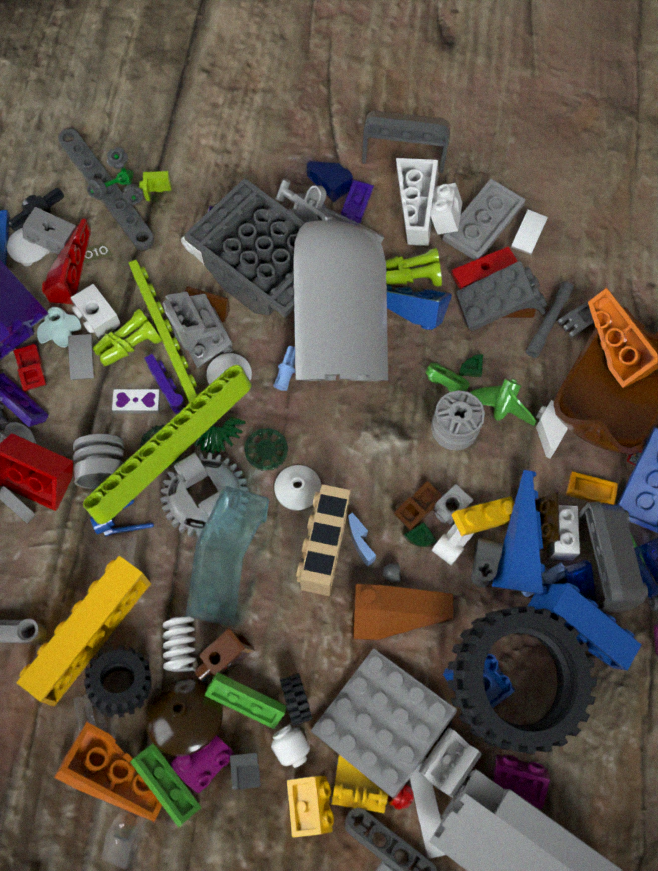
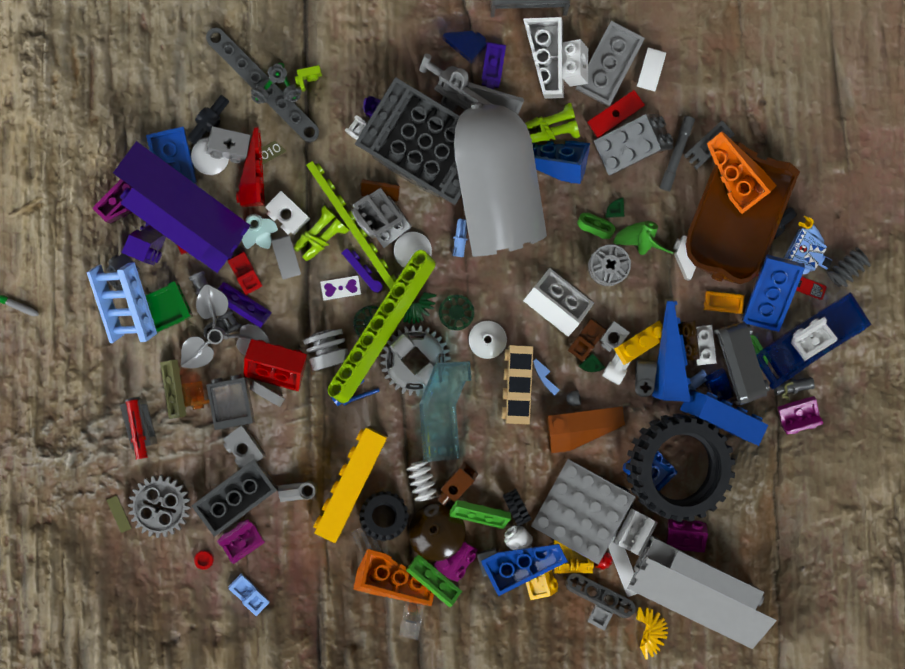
camera: 10 degrees left, 20 degrees up
(279, 782) = (519, 566): none -> blue wedge
(390, 455) = (558, 302): none -> white slope

